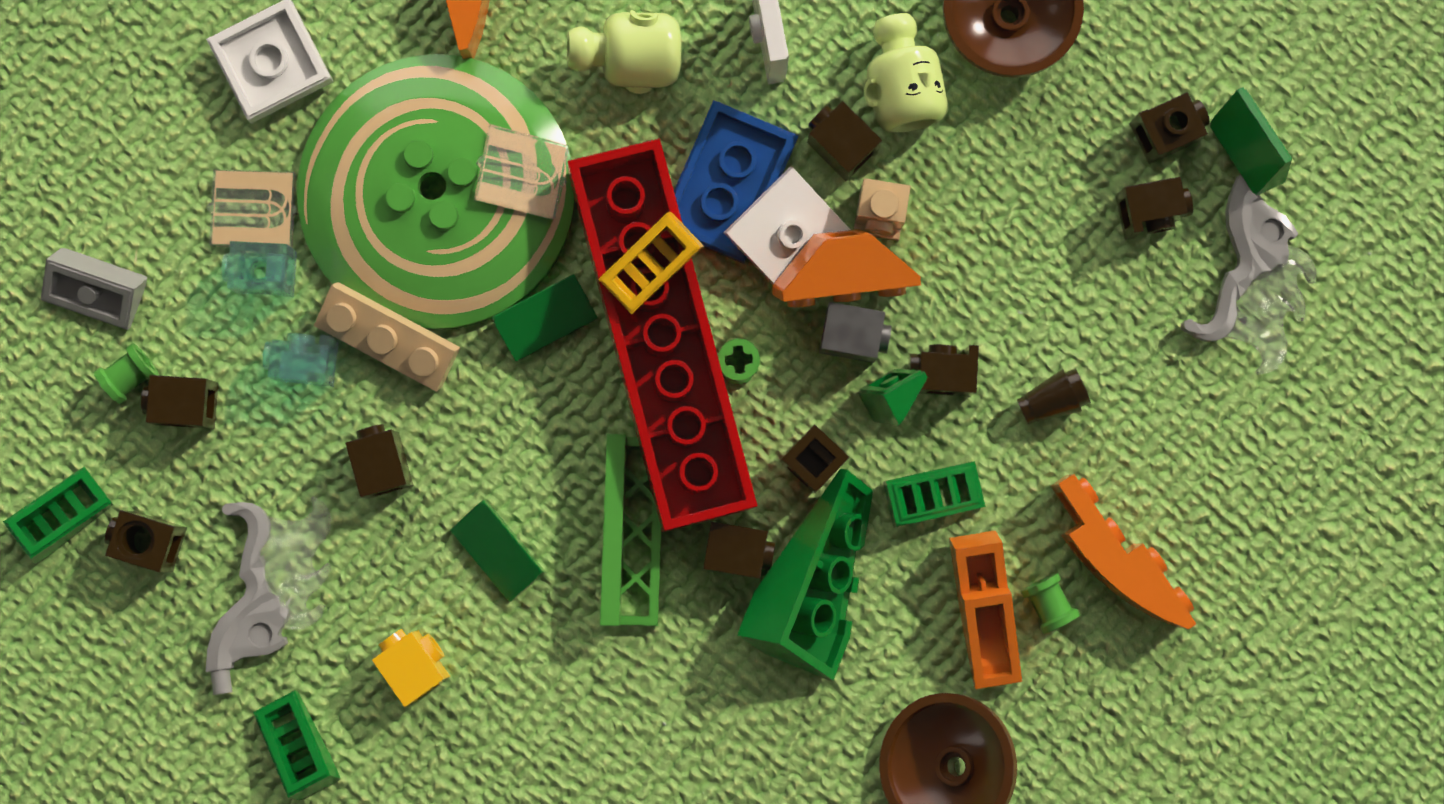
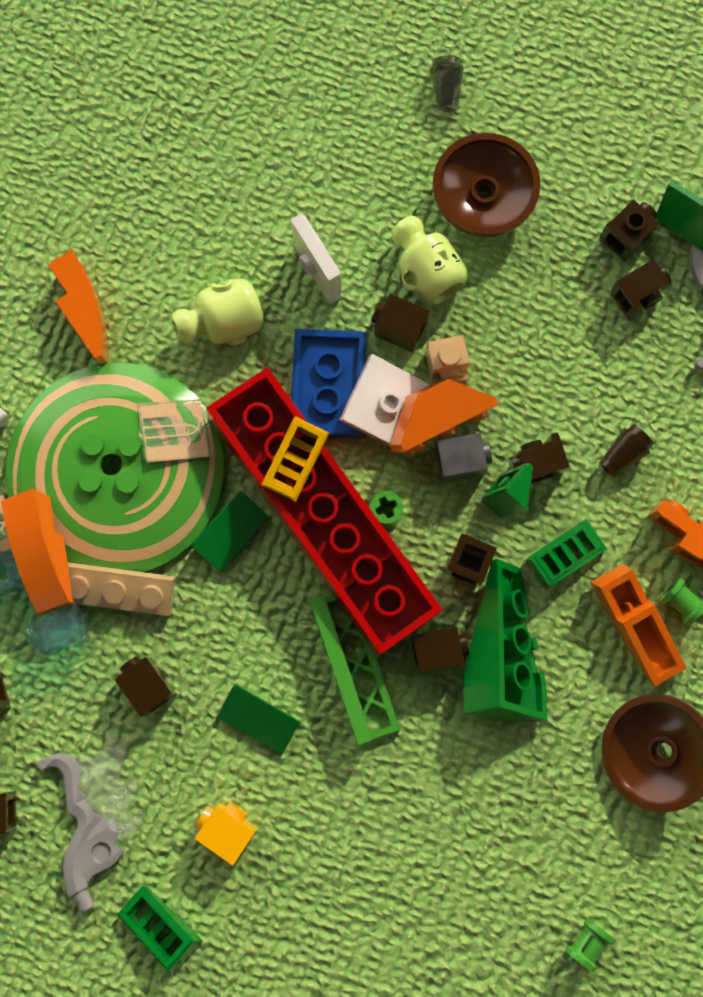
camera: 20 degrees left, 5 degrees down
(310, 257) = (38, 550): none -> orange slope

